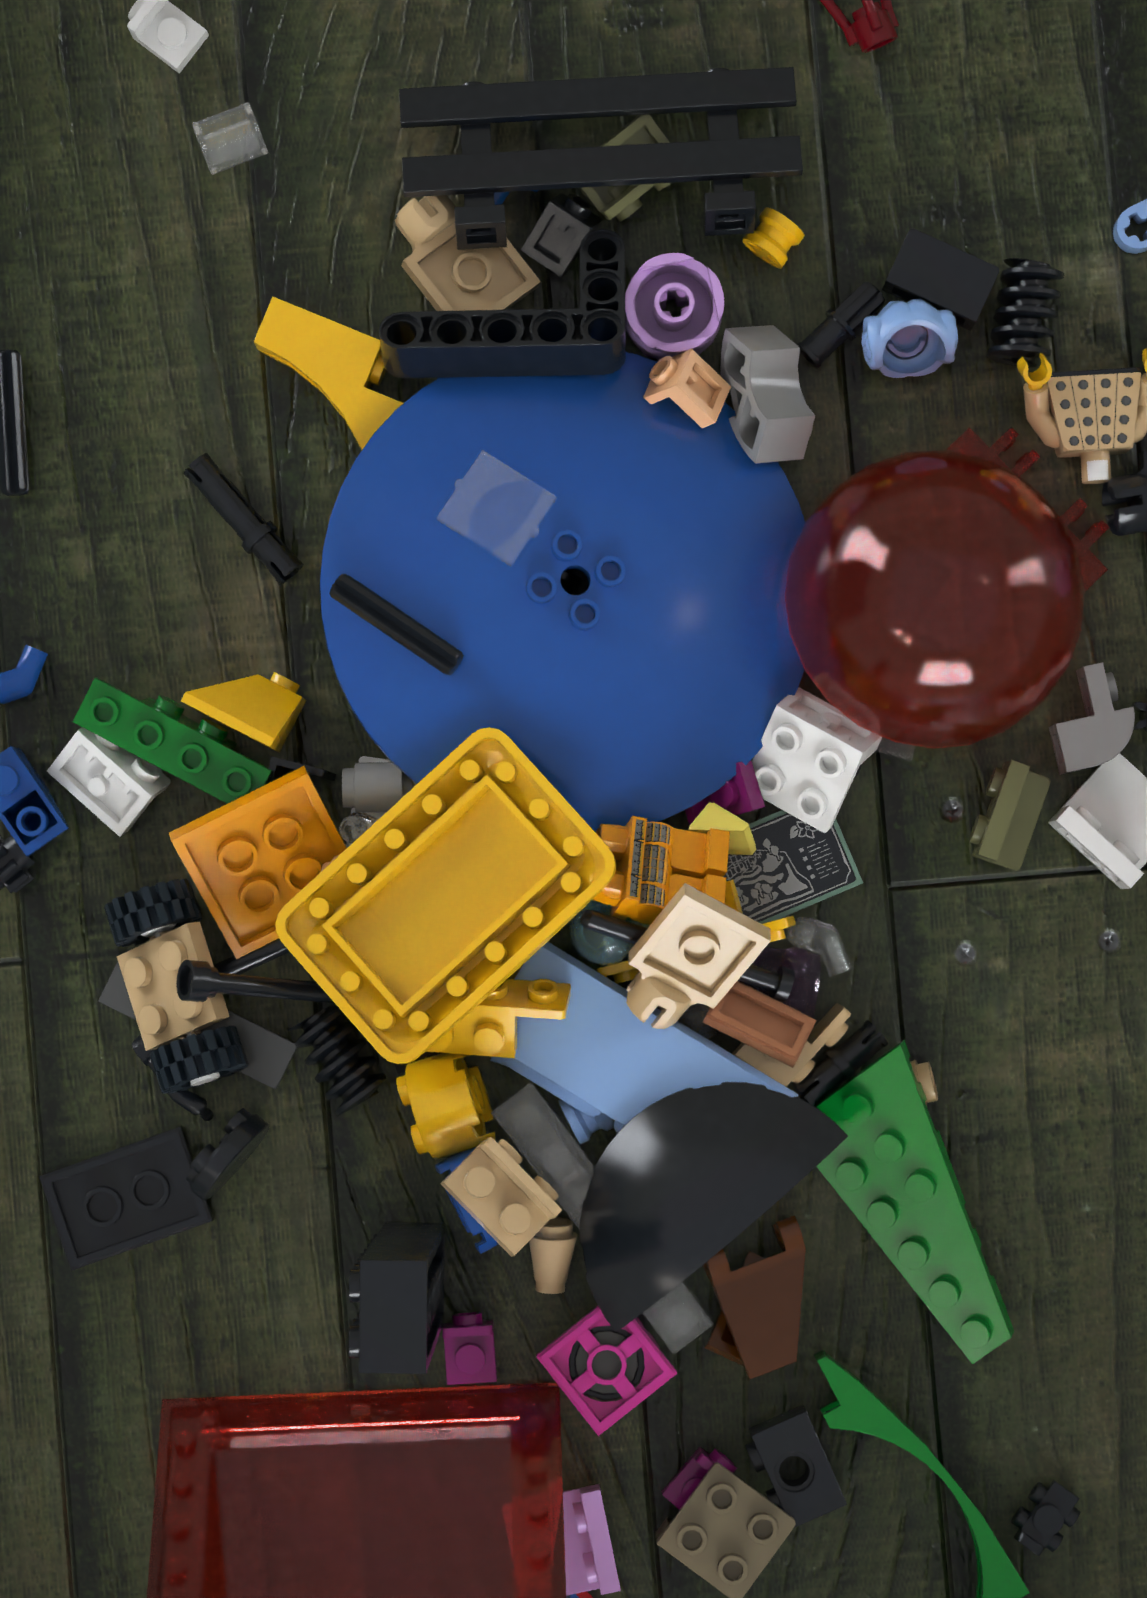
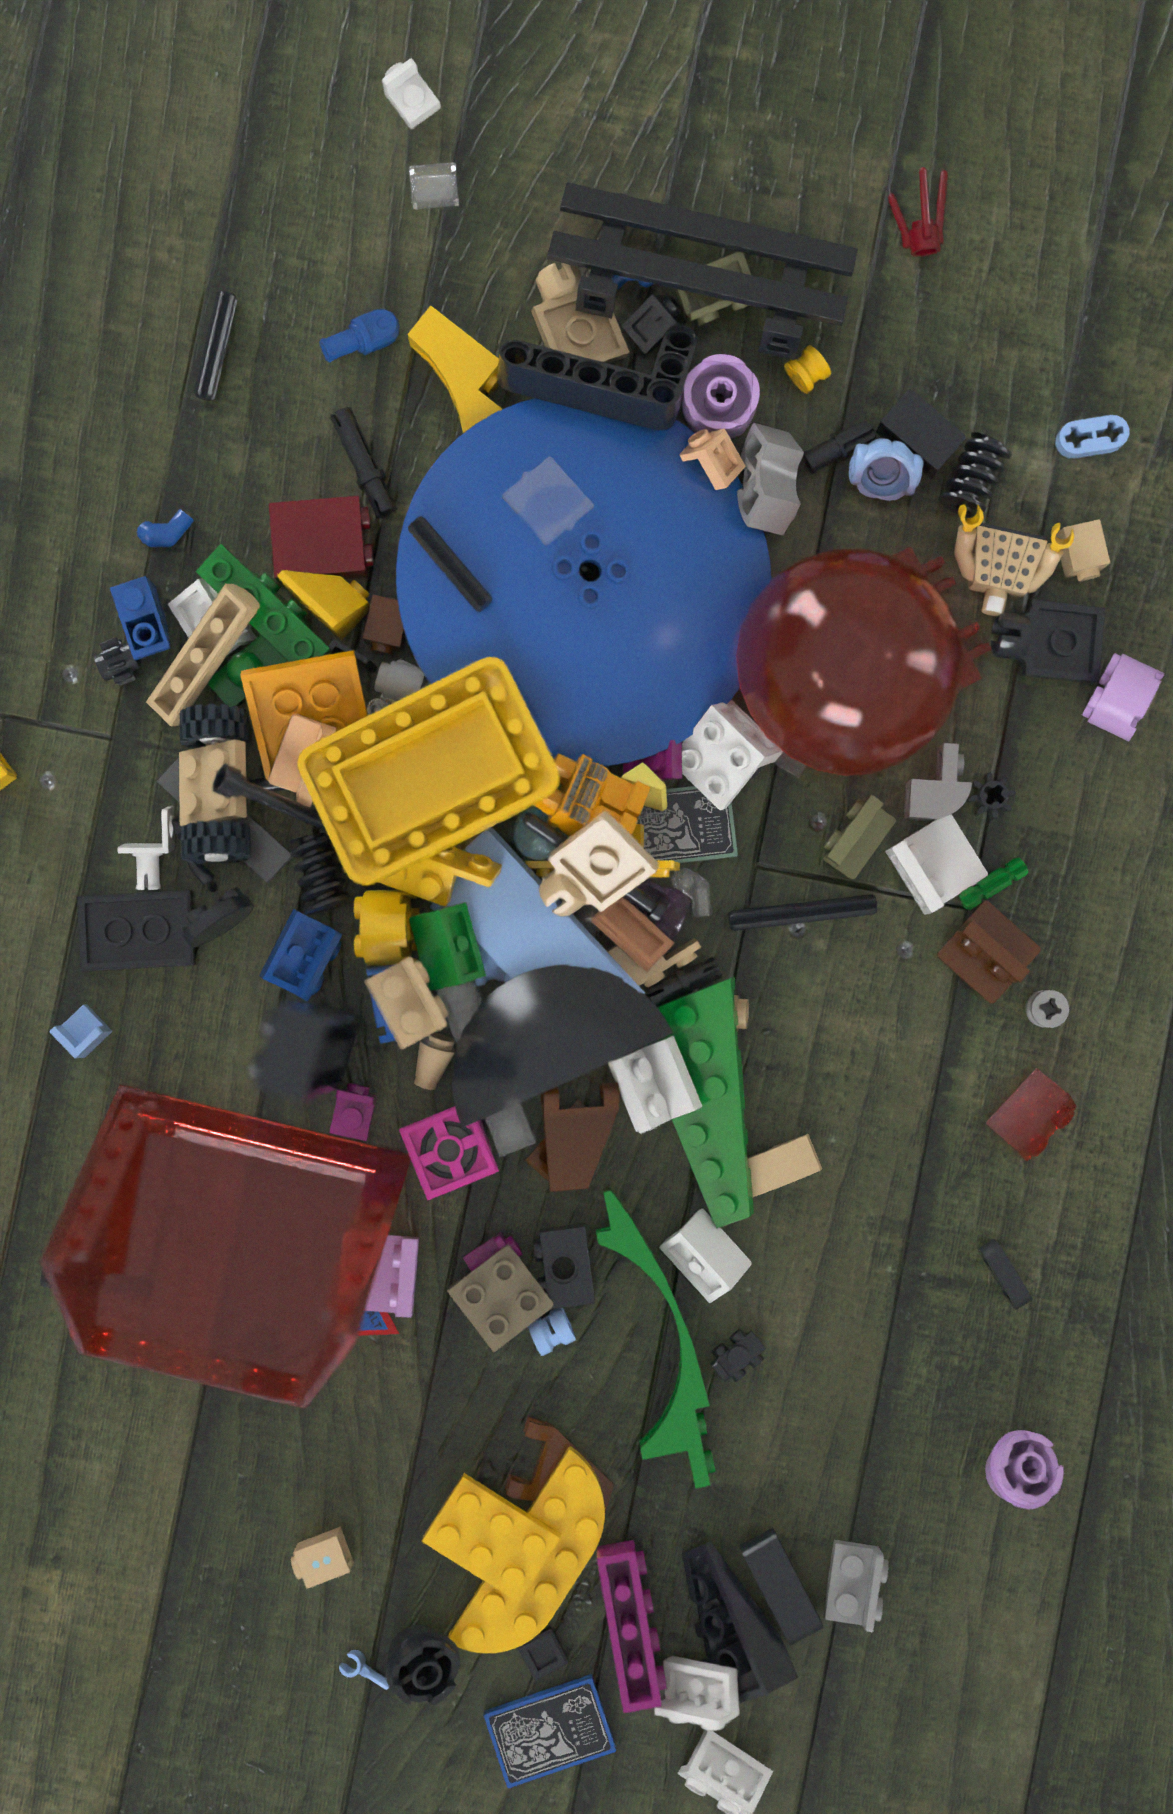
camera: 10 degrees right, 0 degrees up
(95, 1347) = (81, 1032): none -> light blue panel
(112, 823) = (203, 652): none -> tan brick
(114, 1095) = (148, 853): none -> white bracket
(177, 807) = (228, 681): none -> green tile
(196, 356) = (364, 333): none -> blue arm
(217, 632) = (321, 537): none -> dark red brick
(266, 895) = (299, 734): none -> light nougat panel
(331, 721) = (384, 627): none -> reddish brown brick
(347, 1169) = (301, 955): none -> blue bracket
(531, 1108) = (447, 946): none -> green panel
(794, 1564) = (543, 1335): none -> light blue wheel
(845, 1207) = (655, 1084): none -> white bracket
(966, 930) = (802, 912): none -> black axle
(970, 1403) = (706, 1256): none -> white panel
(1033, 1259) = (783, 1164): none -> tan slope

